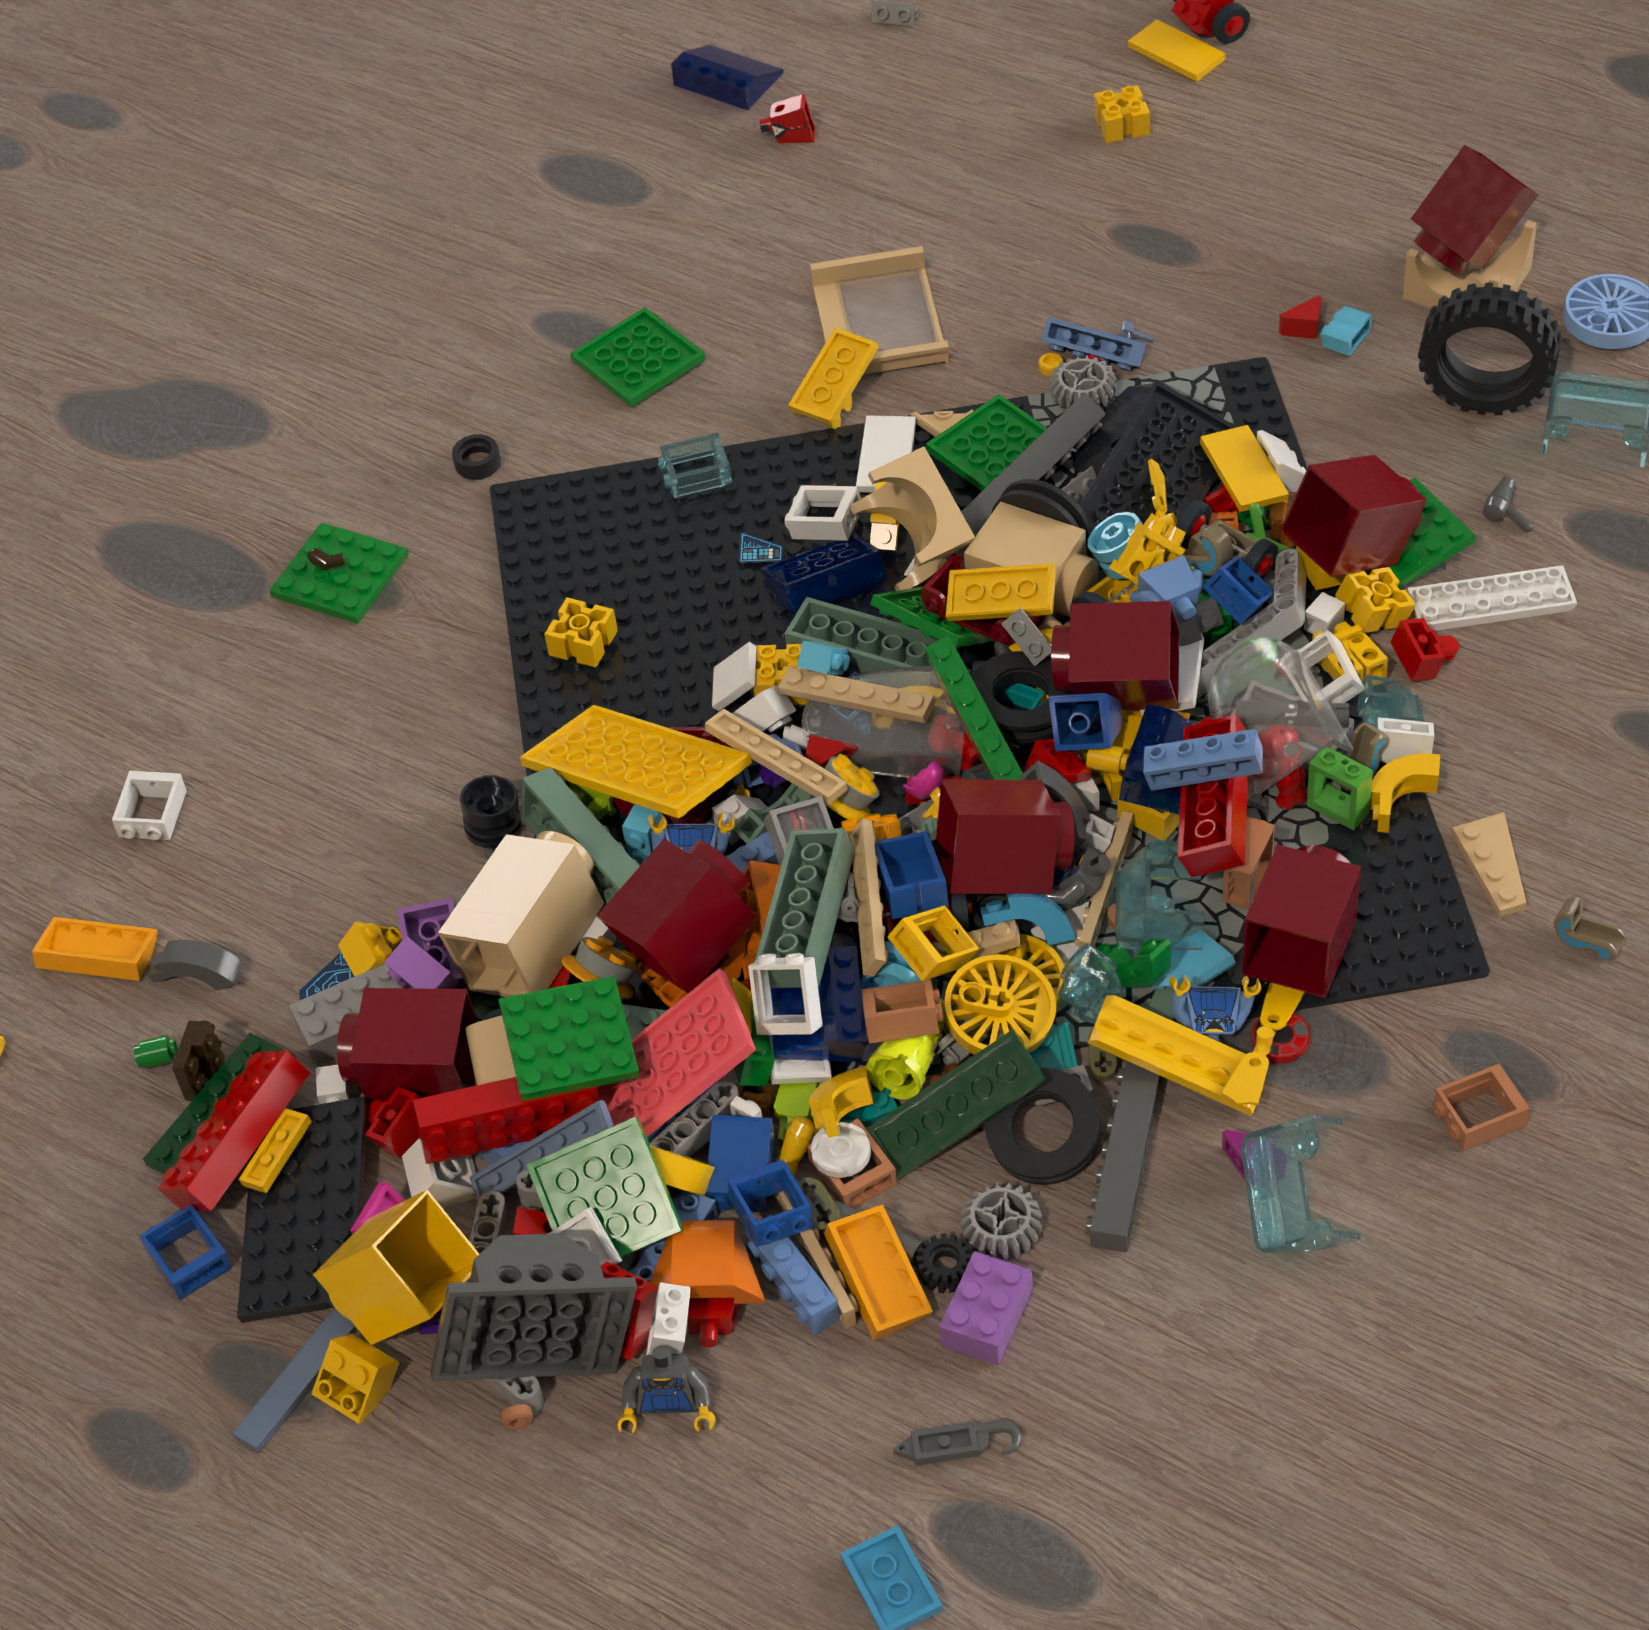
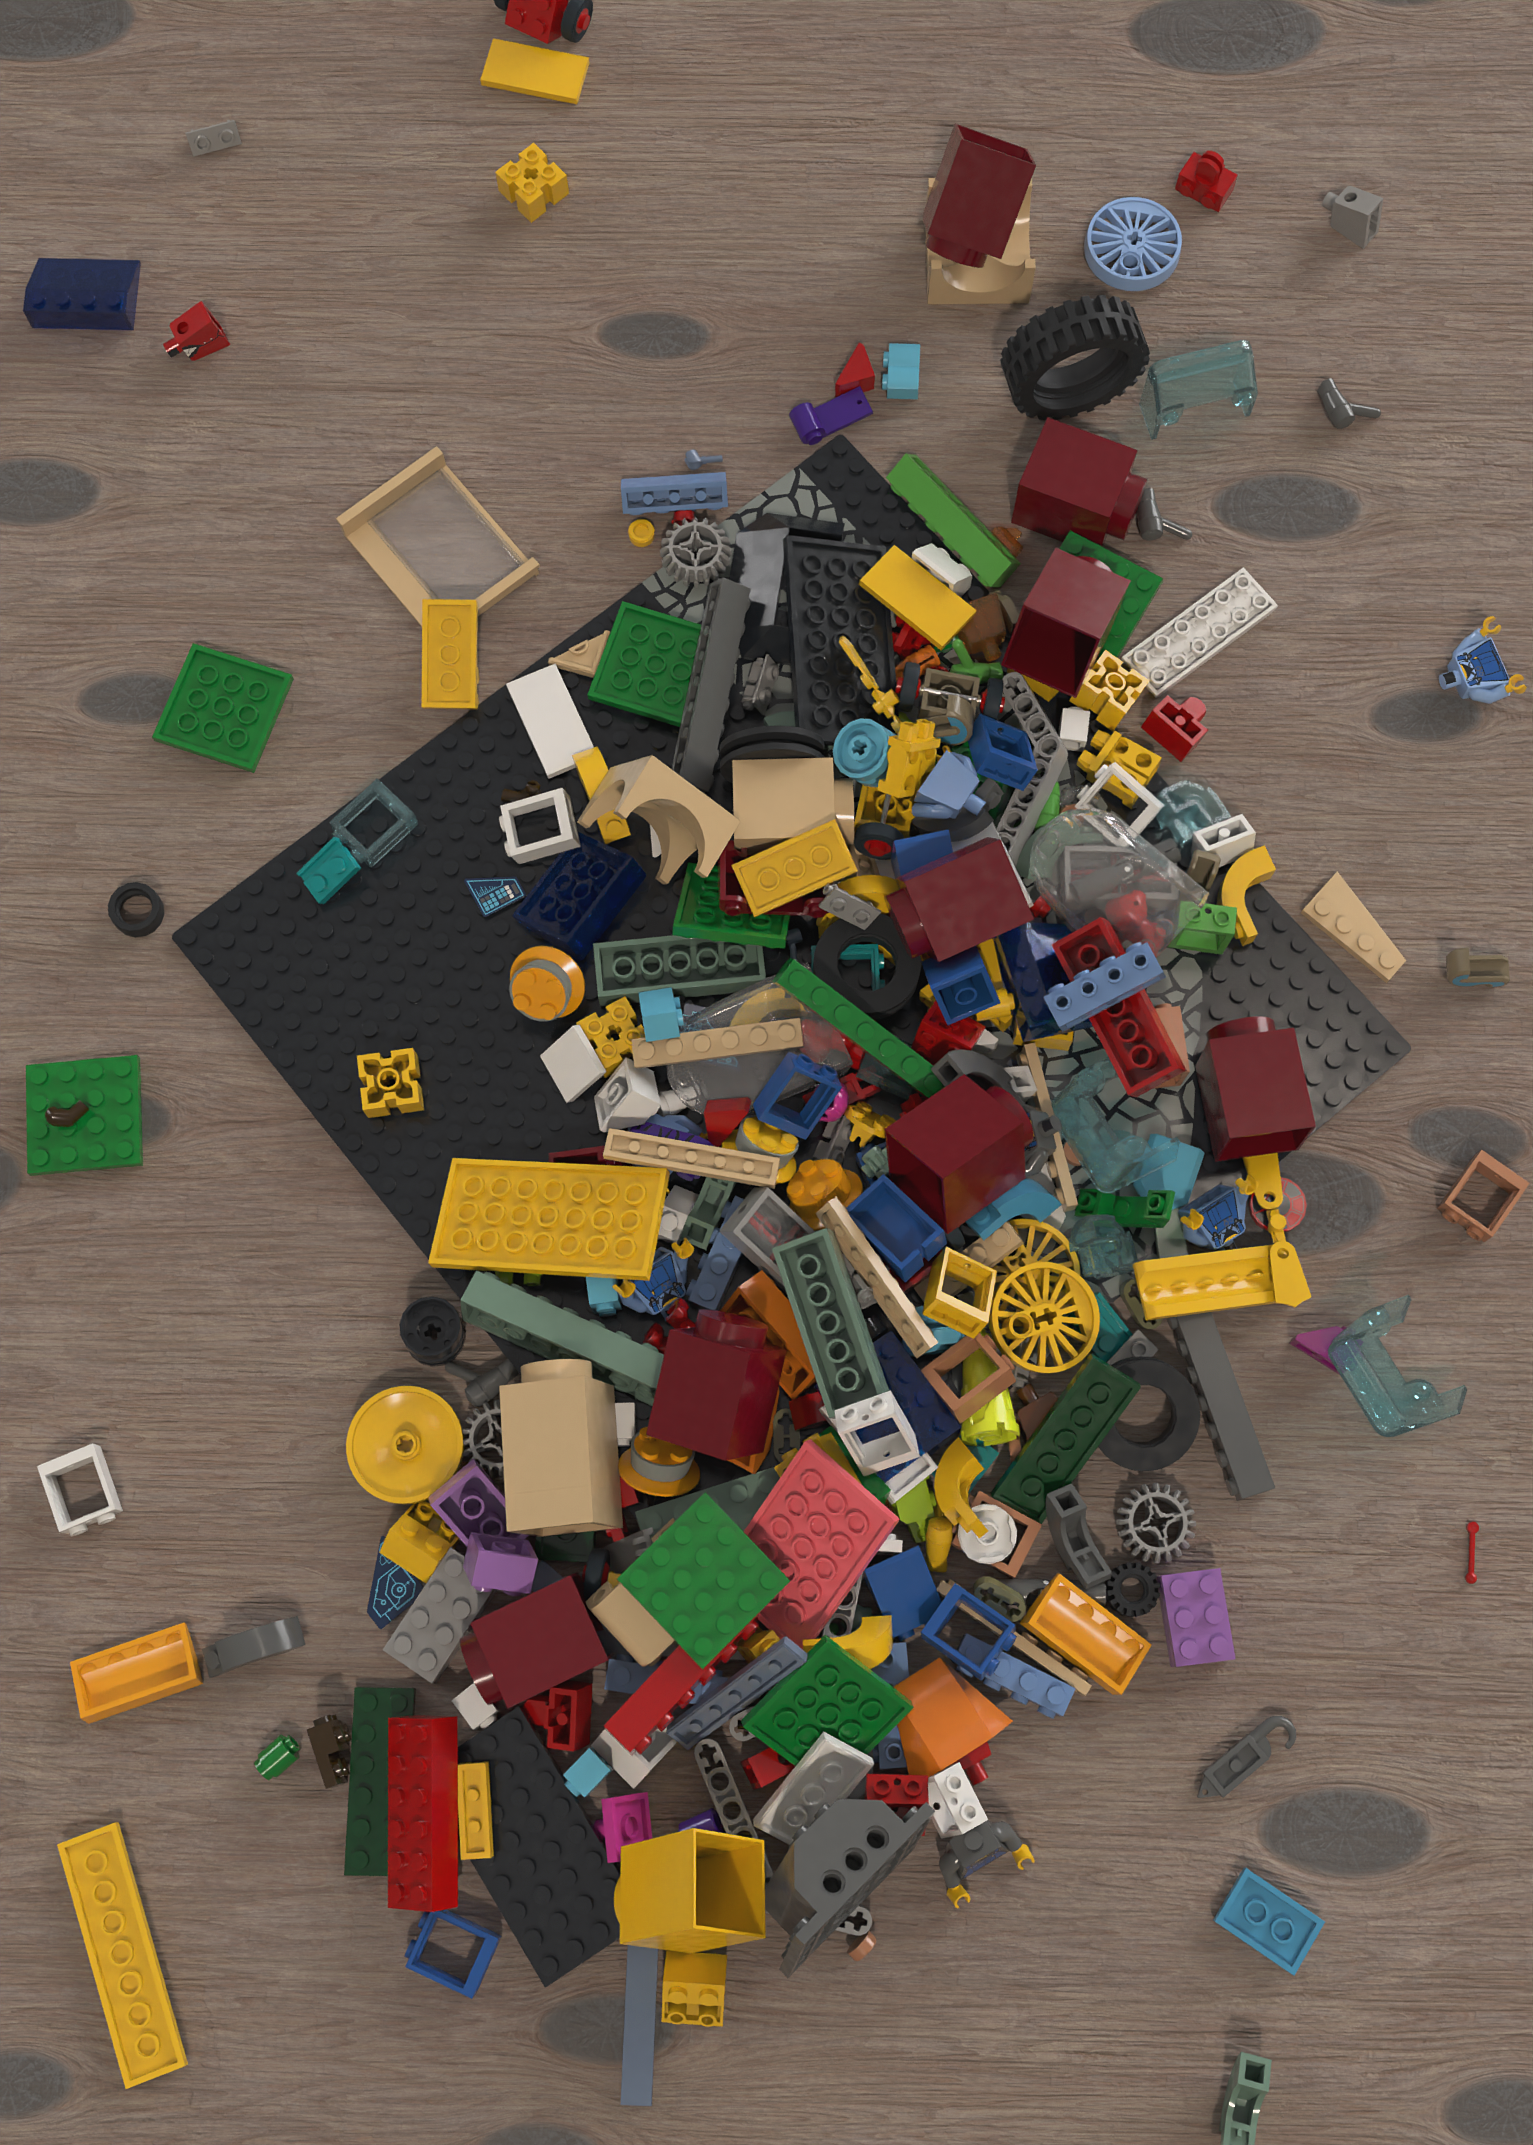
camera: 35 degrees left, 25 degrees up
(383, 1163) = (587, 1773): none -> medium azure brick
(410, 873) = (404, 1444): none -> yellow dish
(638, 481) = (328, 870): none -> teal plate
(749, 611) = (546, 983): none -> light orange piece
(876, 772) = (786, 1119): none -> blue window
(919, 1189) = (1071, 1536): none -> dark grey arch
(1245, 342) = (818, 422): none -> dark purple door
(1300, 1369) = (1471, 1528): none -> red hinge
(1311, 422) = (953, 521): none -> bright green brick
(1441, 443) = (1078, 486): none -> dark red container

